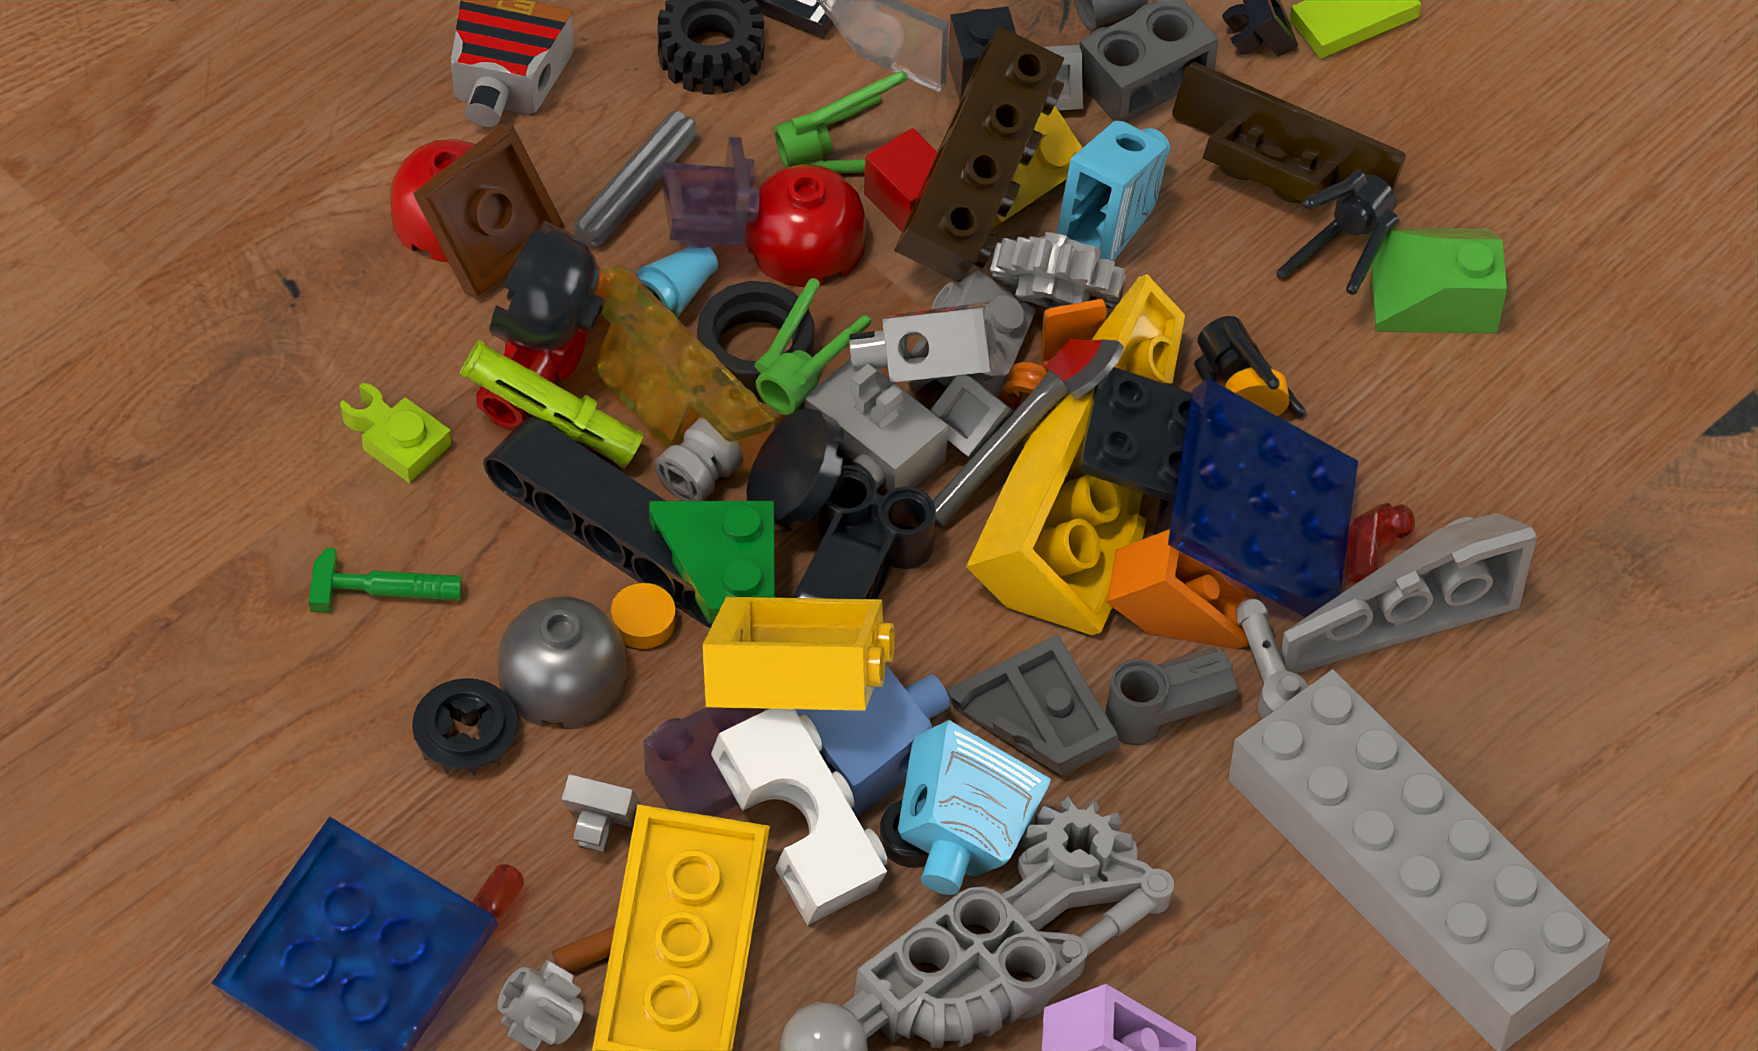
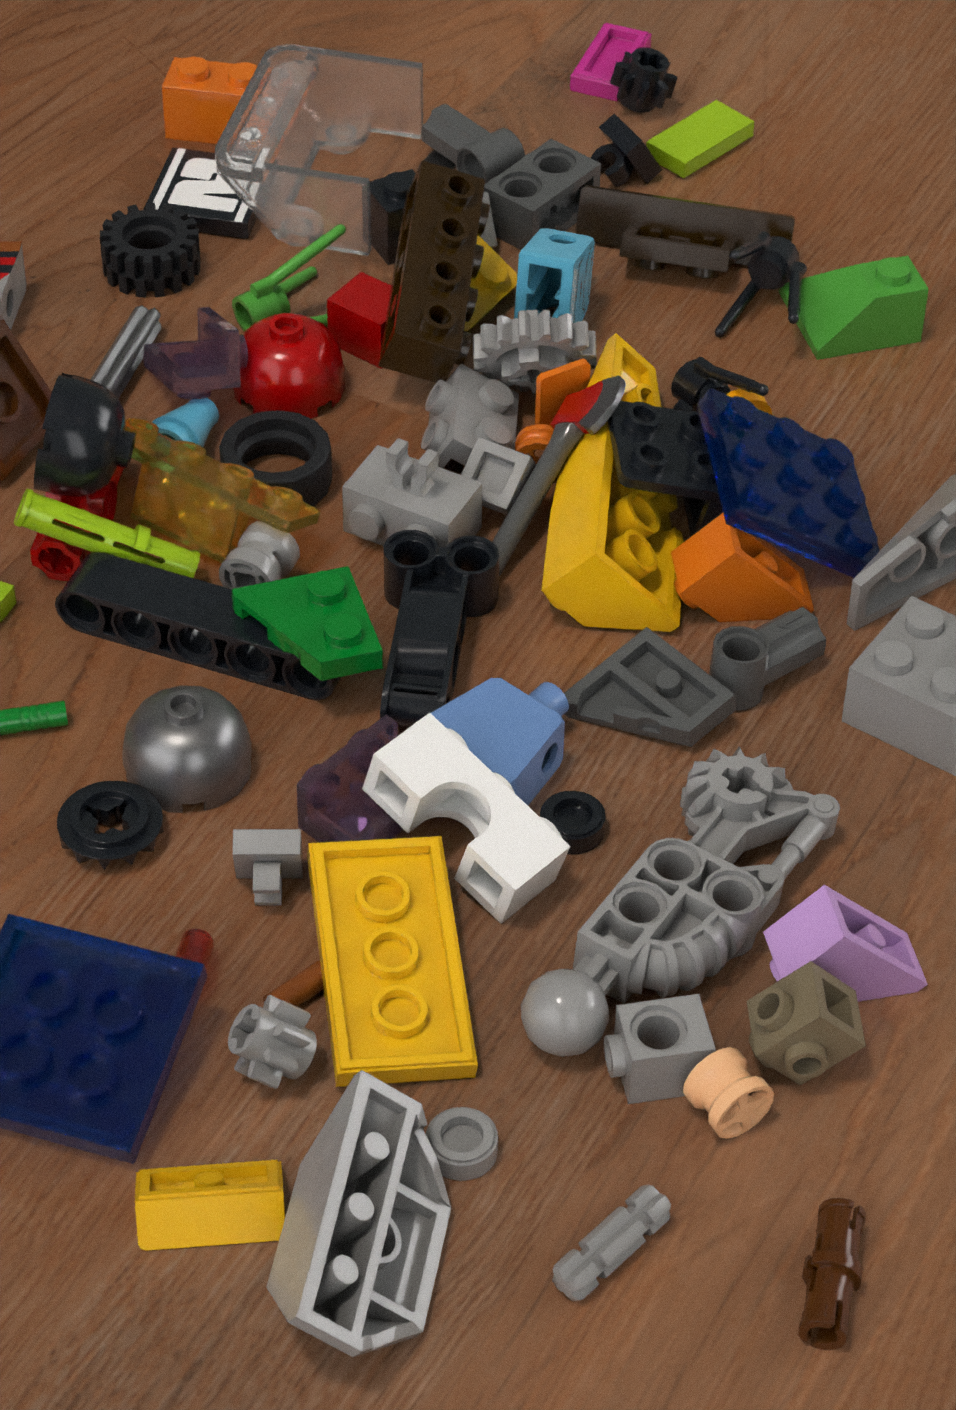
camera: 15 degrees left, 10 degrees down
(644, 615) = (254, 695): light orange tile -> none
(792, 376) = (324, 473): bright green plant -> none
(796, 653) = (426, 671): yellow window -> none
(797, 467) = (359, 534): black tile -> none
(958, 341) = (472, 397): light grey torso -> none
(965, 804) = (619, 776): medium azure torso -> none
(1278, 683) = (857, 630): light grey piece -> none
(1372, 533) = (888, 499): clear red arm -> none

